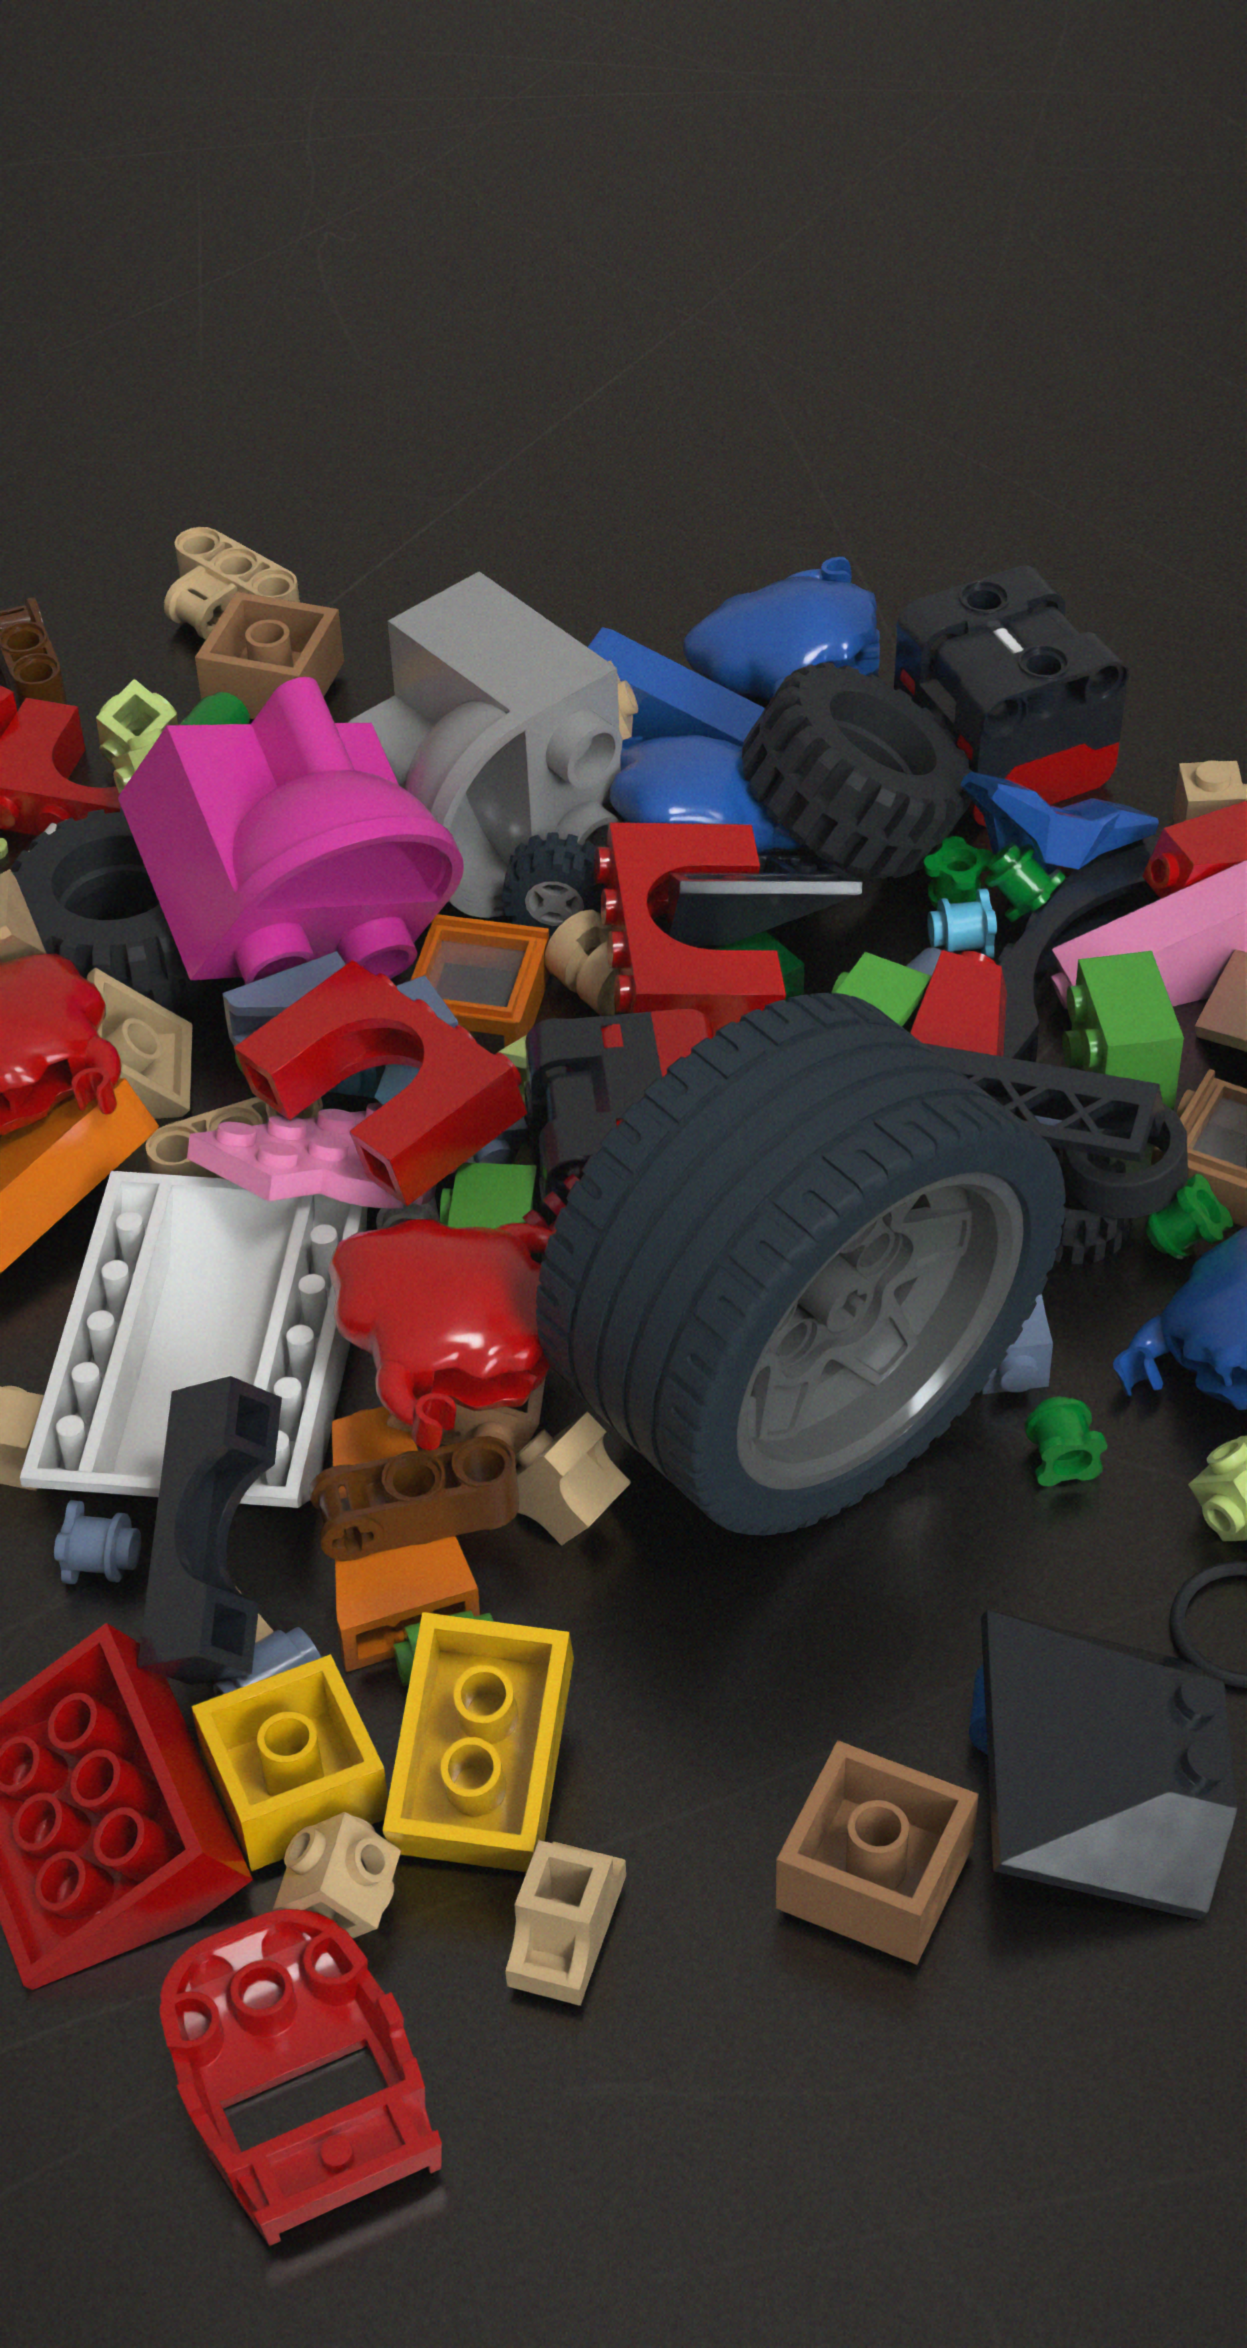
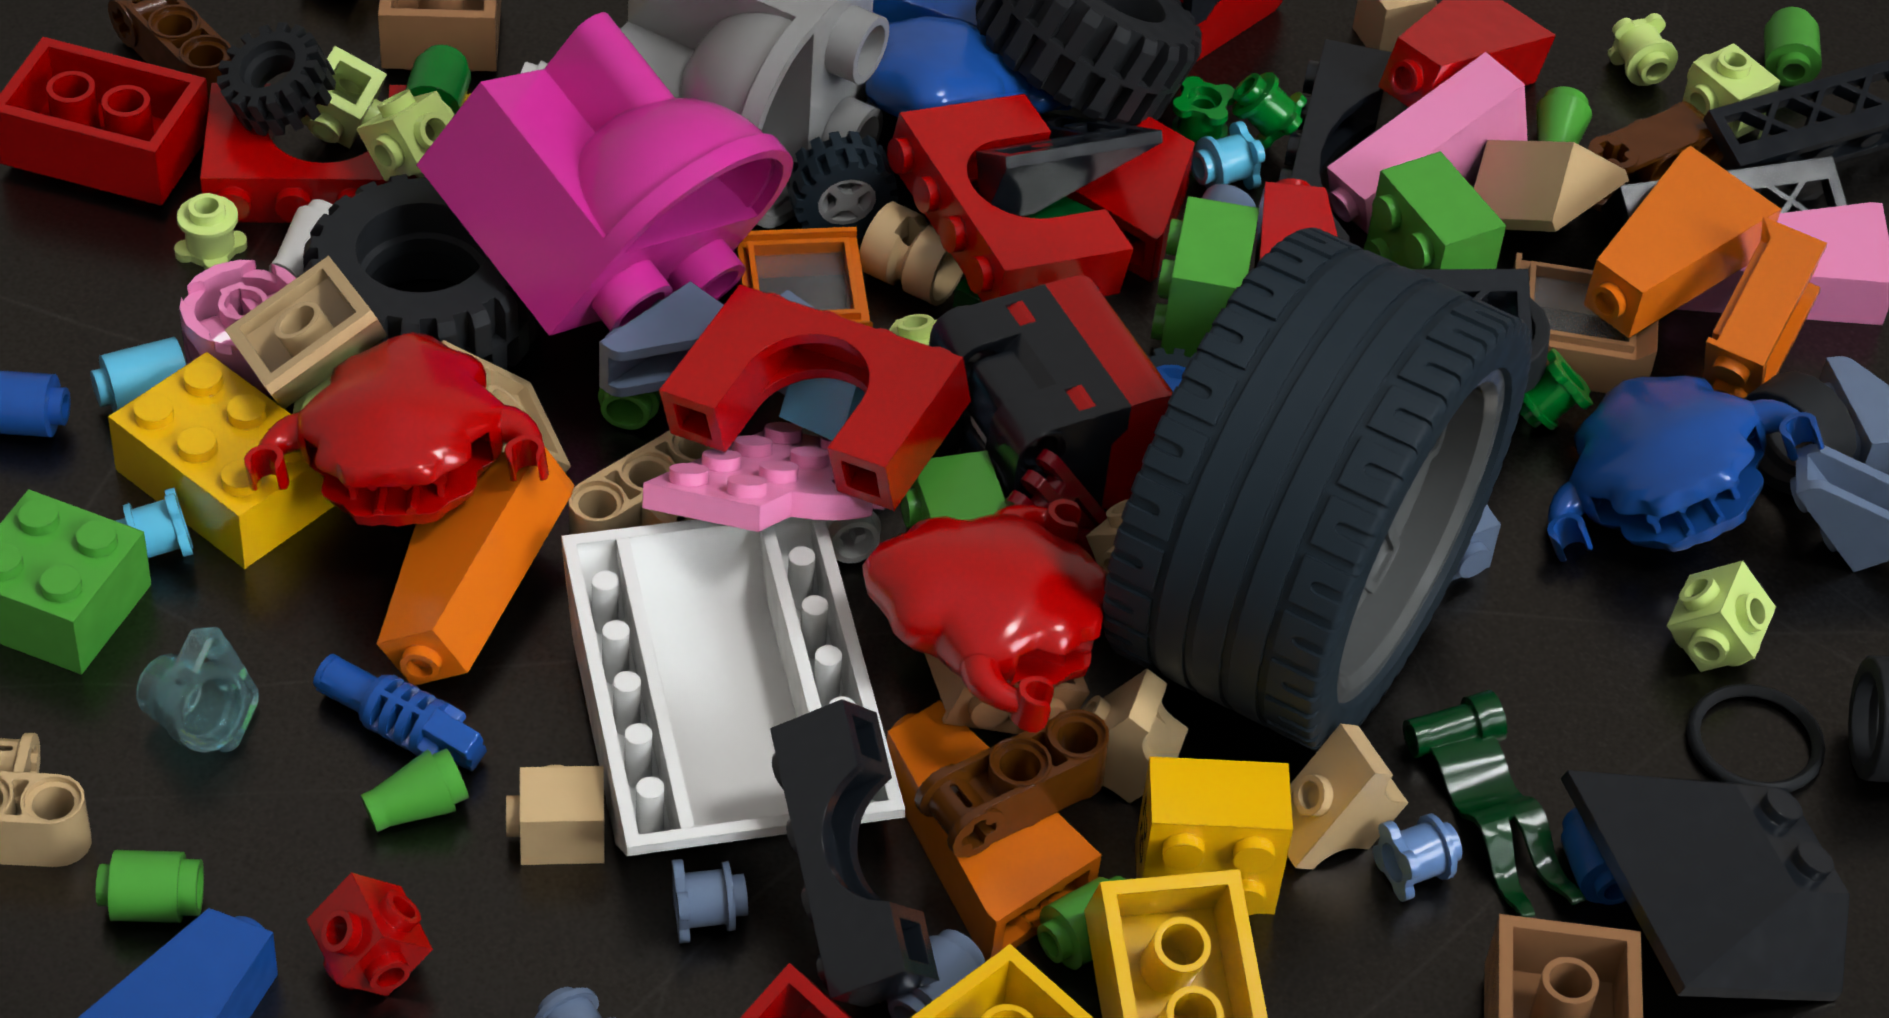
camera: 25 degrees left, 0 degrees up
(67, 701) = (262, 60): none -> black tyre
(604, 1586) = (1217, 819): none -> yellow brick
(749, 1588) = (1341, 799): none -> tan brick
(814, 1660) = (1417, 853): none -> medium blue brick
(880, 921) = (1145, 196): none -> red slope
(924, 1615) = (1483, 792): none -> dark green flag
(1059, 835) = (1297, 56): blue piece -> none
(1065, 1441) = (1539, 610): green brick -> none

